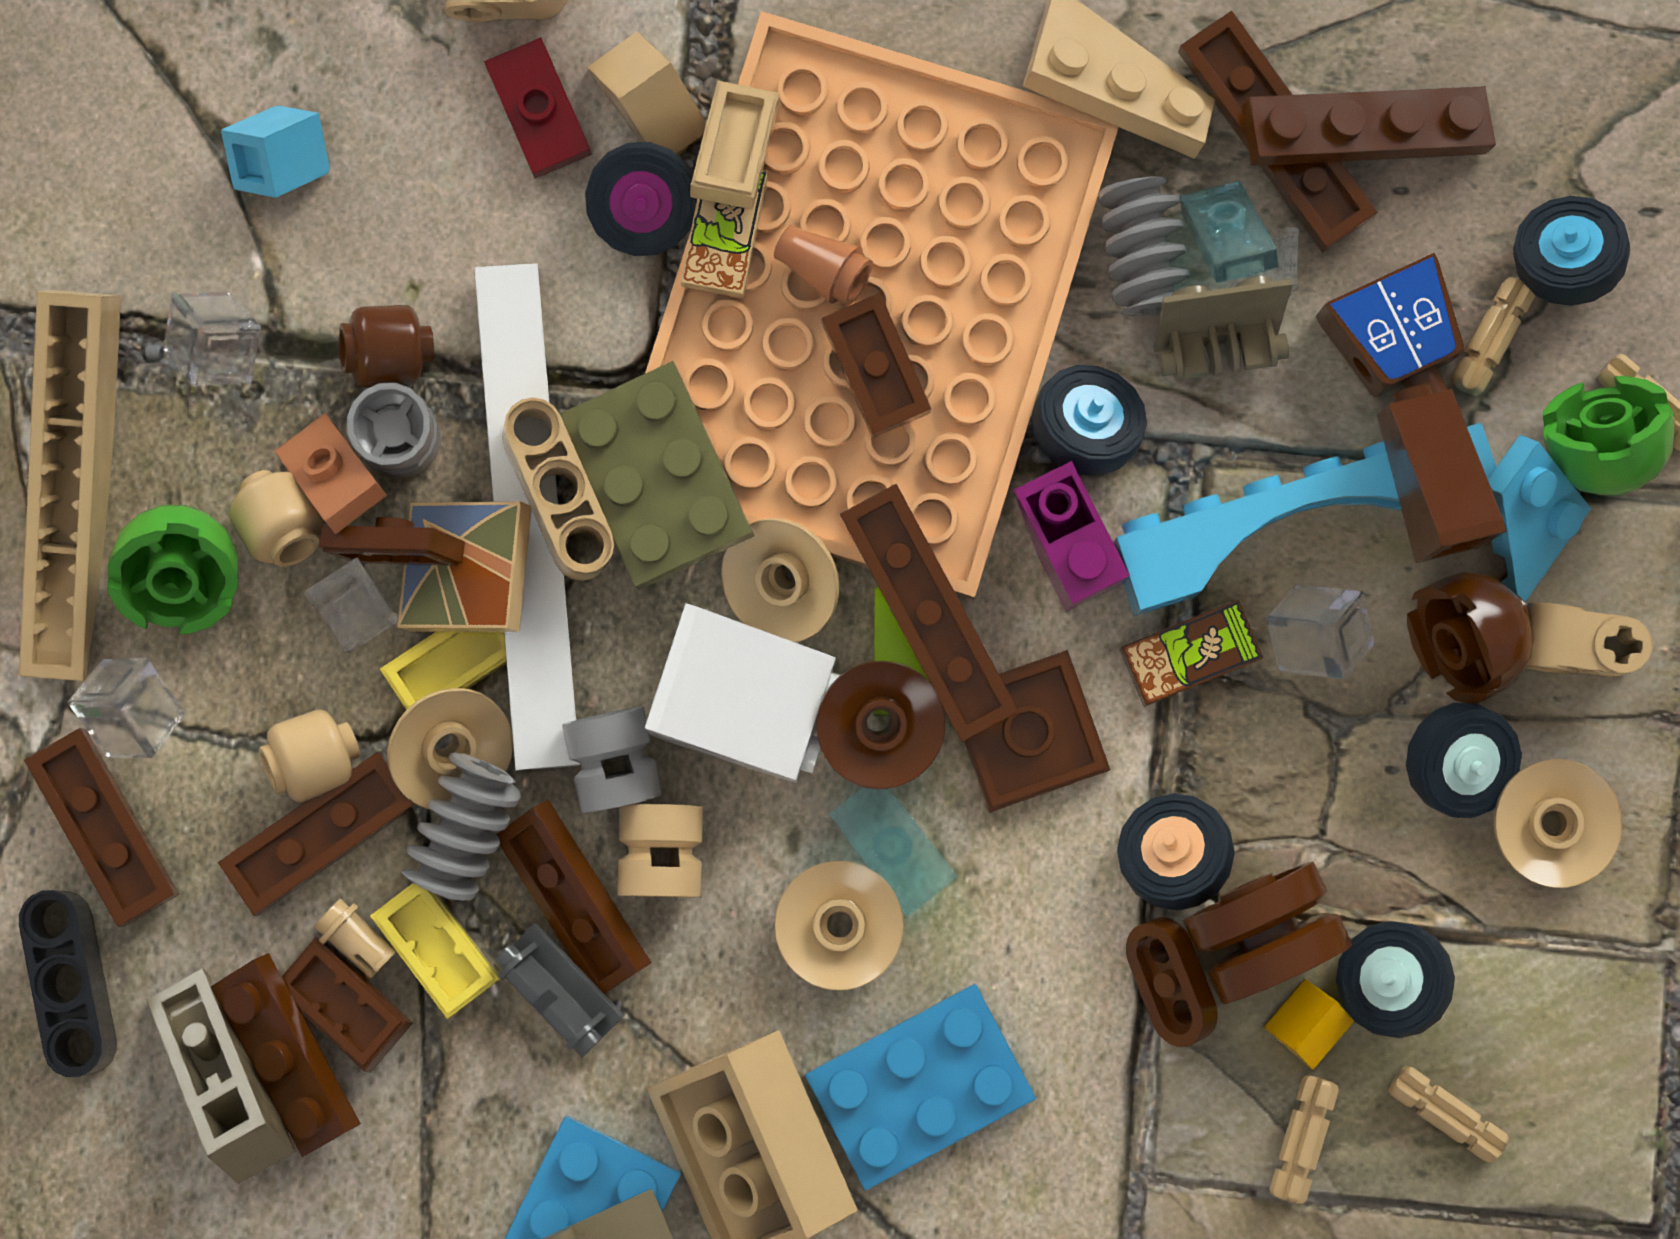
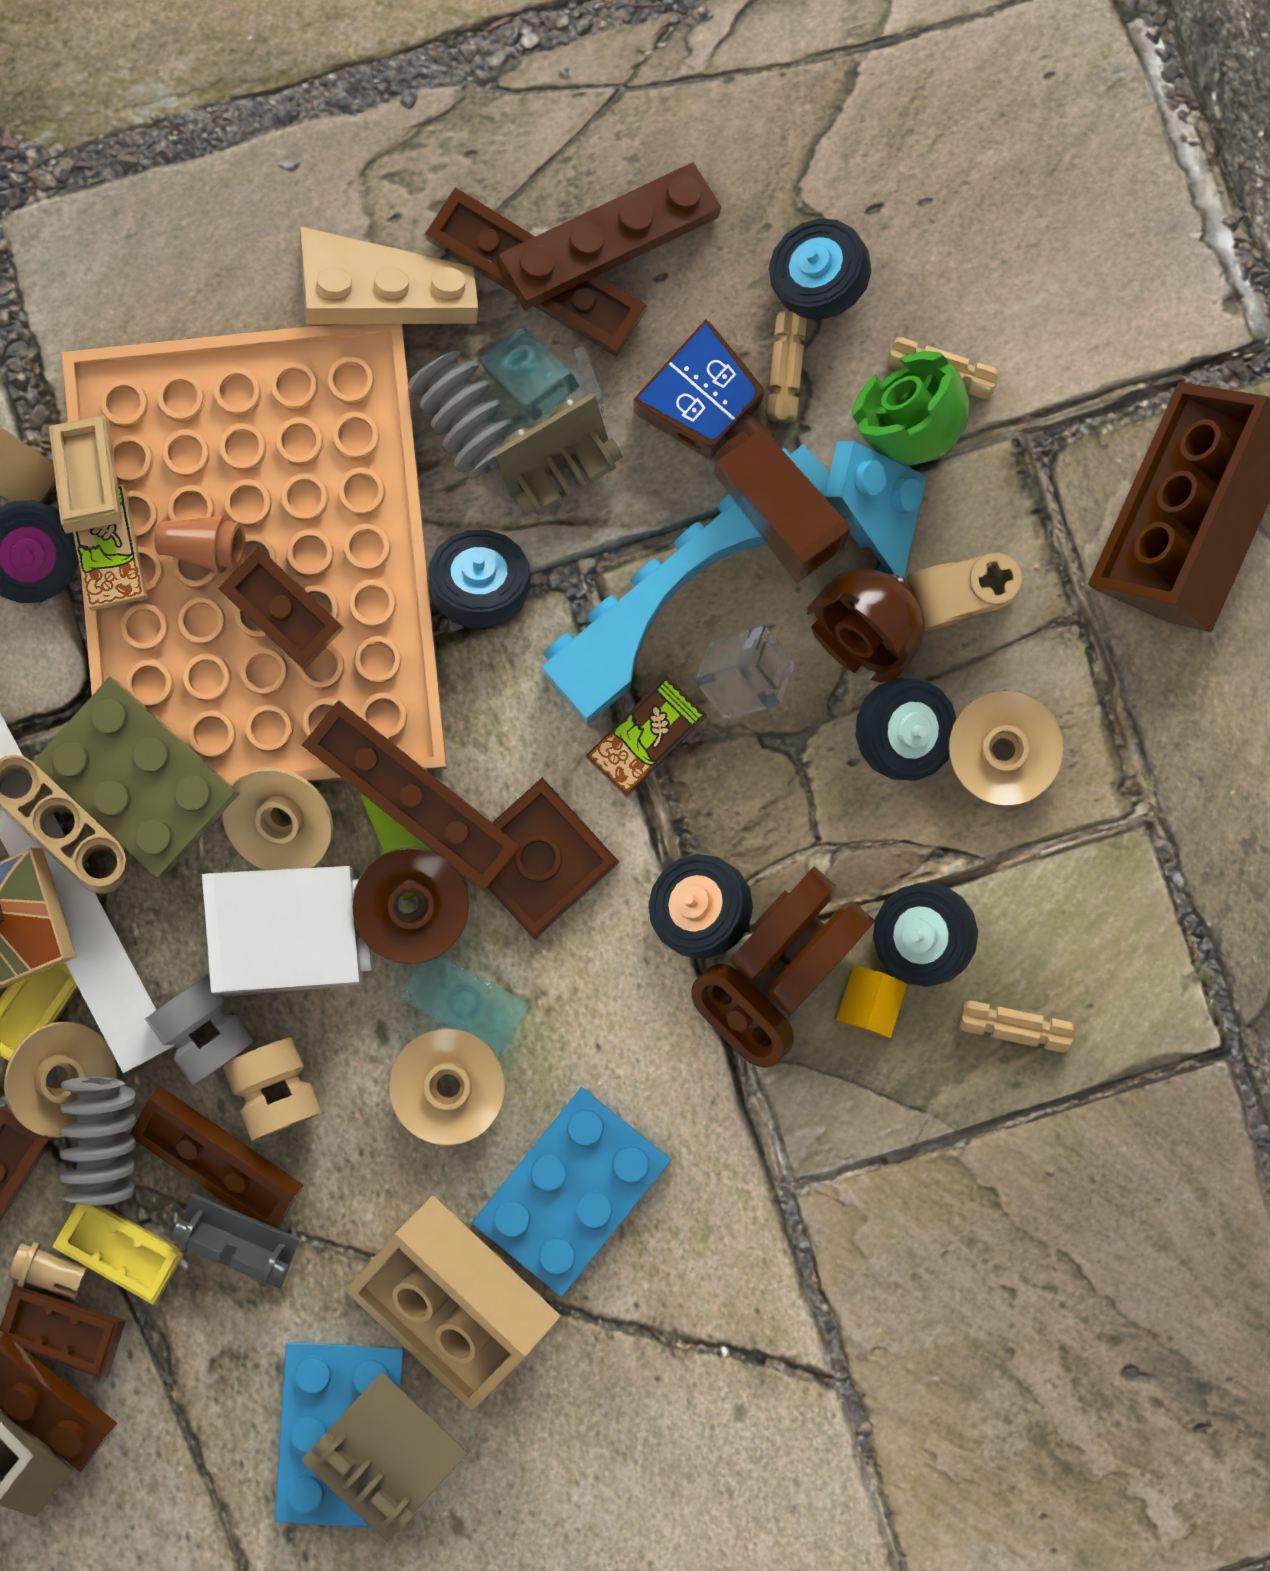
camera: 20 degrees left, 0 degrees up
(1070, 537) = (503, 682): magenta slope -> none
(1304, 1139) = (906, 1098): tan axle -> none

